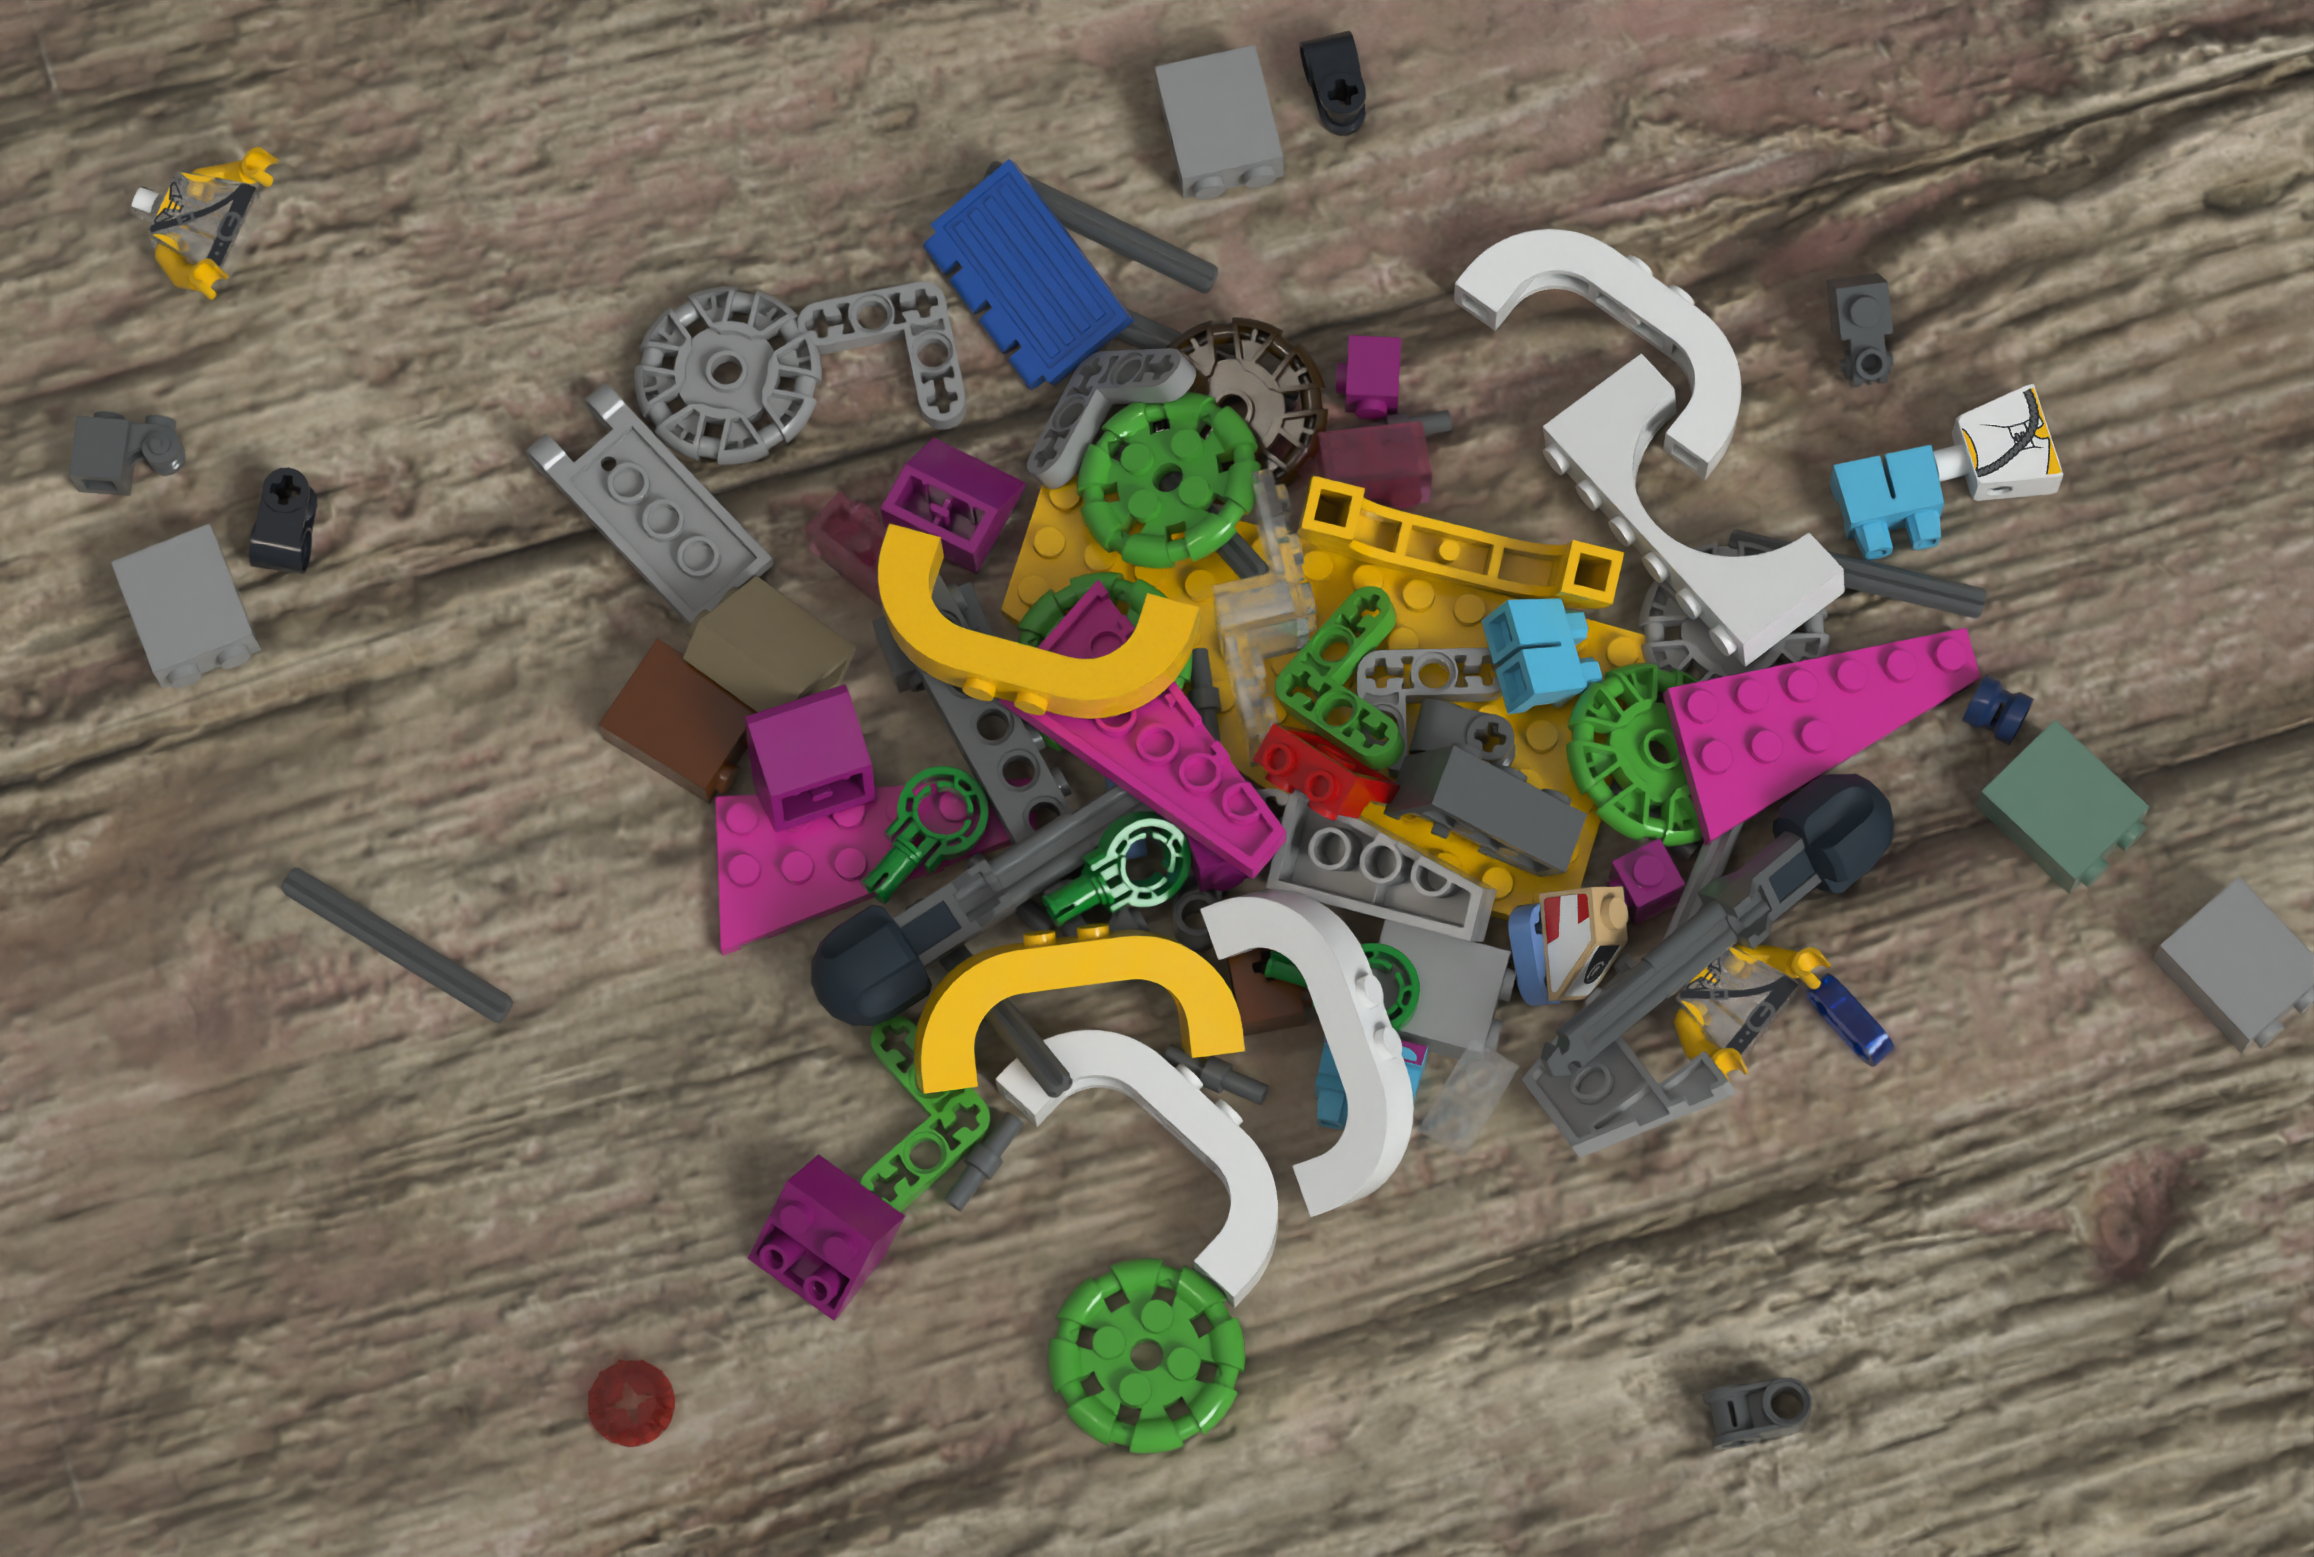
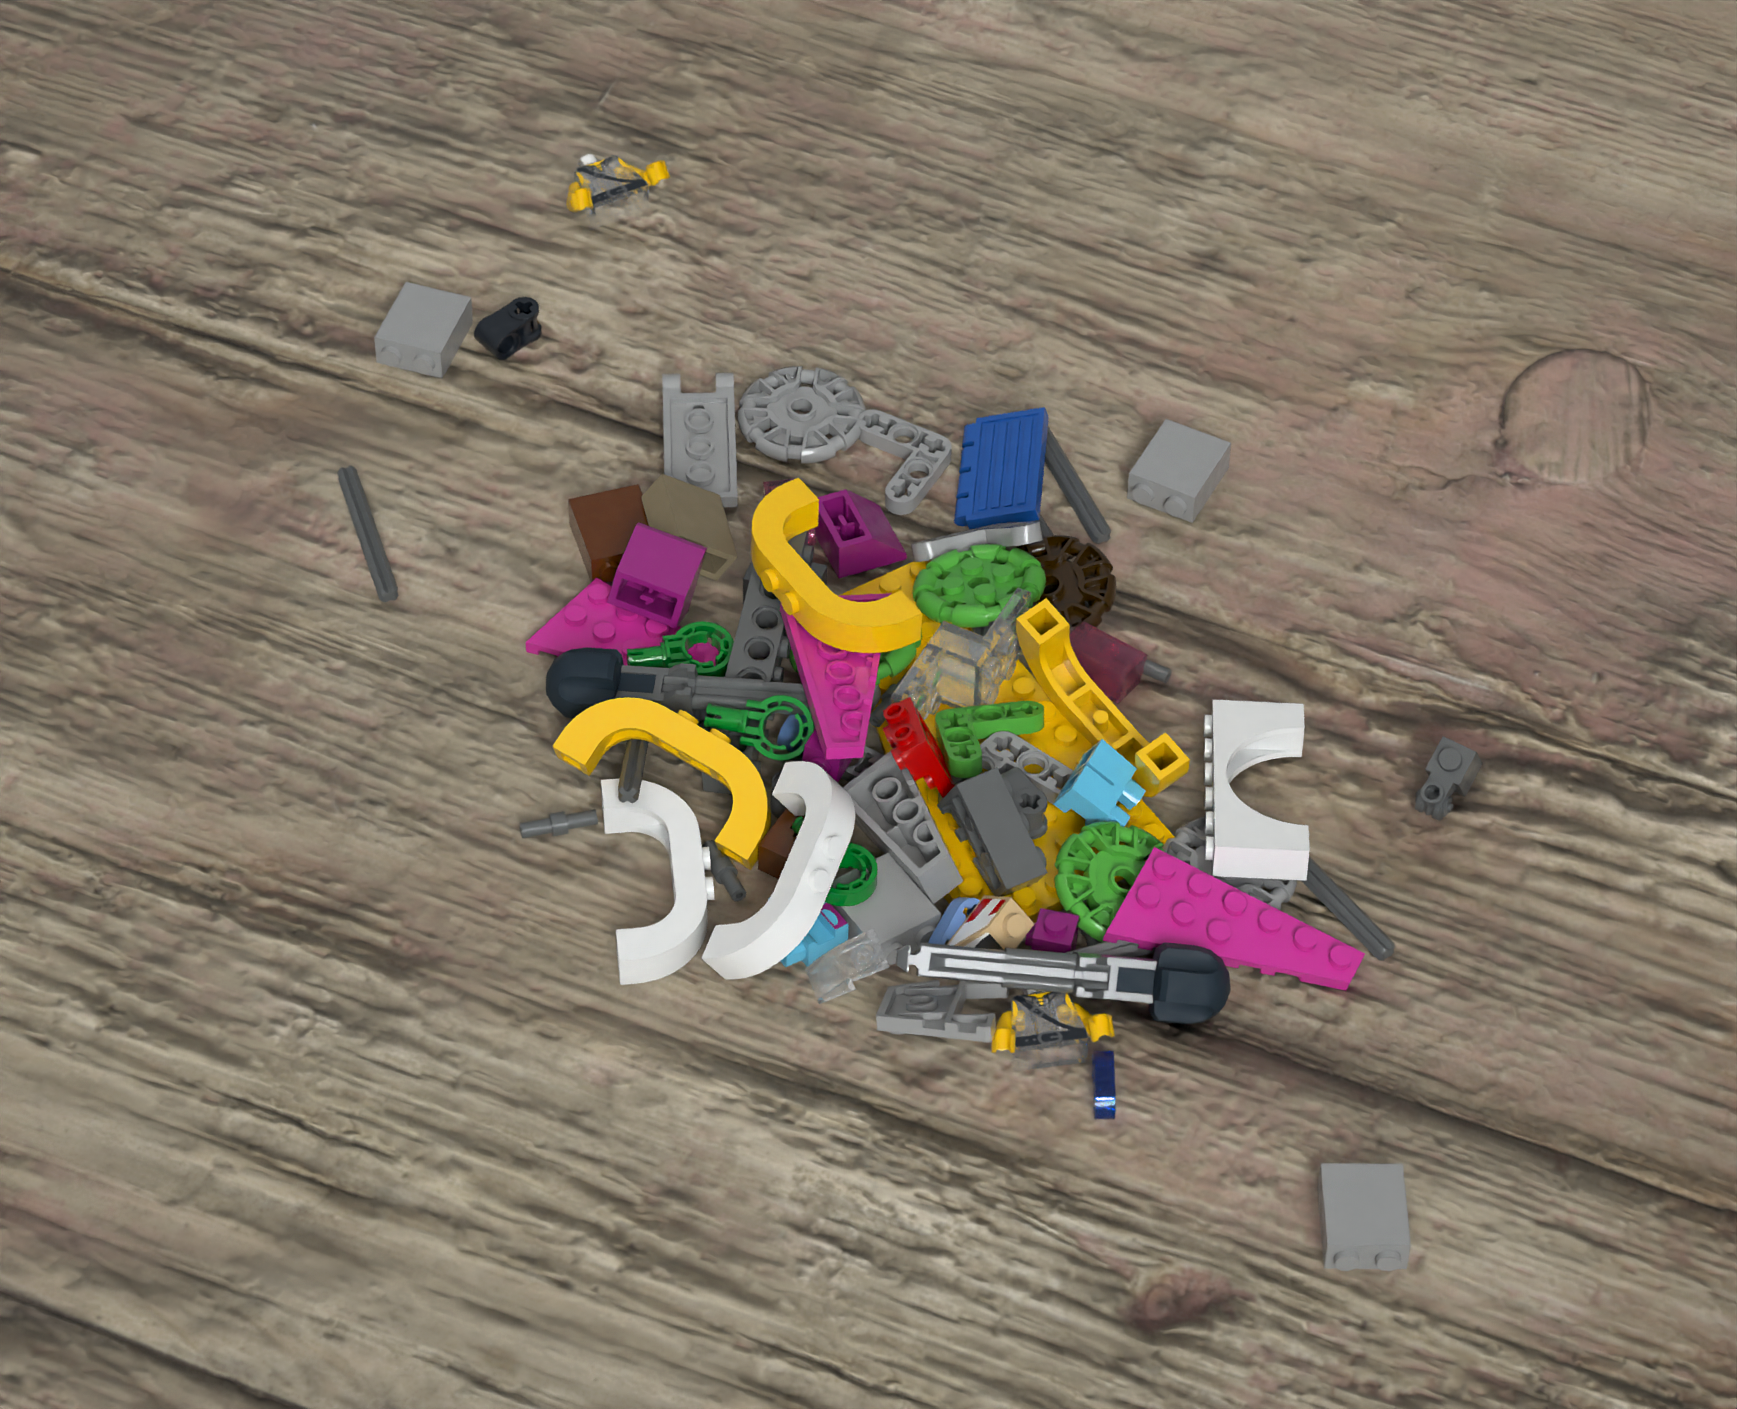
camera: 35 degrees right, 25 degrees down
(111, 446) = (459, 247): dark grey brick -> none
(653, 1414) = (265, 811): clear red gear -> none
(825, 1236) = (439, 793): magenta slope -> none
(941, 1111) = (560, 790): bright green beam -> none
(1138, 1323) = (543, 948): bright green plate -> none
(1335, 76) = (1263, 494): black piece -> none
(1370, 376) = (1146, 625): magenta brick -> none
(1637, 300) = (1297, 639): white arch -> none
(1754, 1413) = (854, 1228): dark grey piece -> none
(1888, 498) = (1382, 866): medium azure hips -> none
(1987, 703) = (1345, 1006): dark blue wheel -> none
(2003, 449) = (1472, 886): white torso -> none
(2064, 808) = (1334, 1071): sand green brick -> none

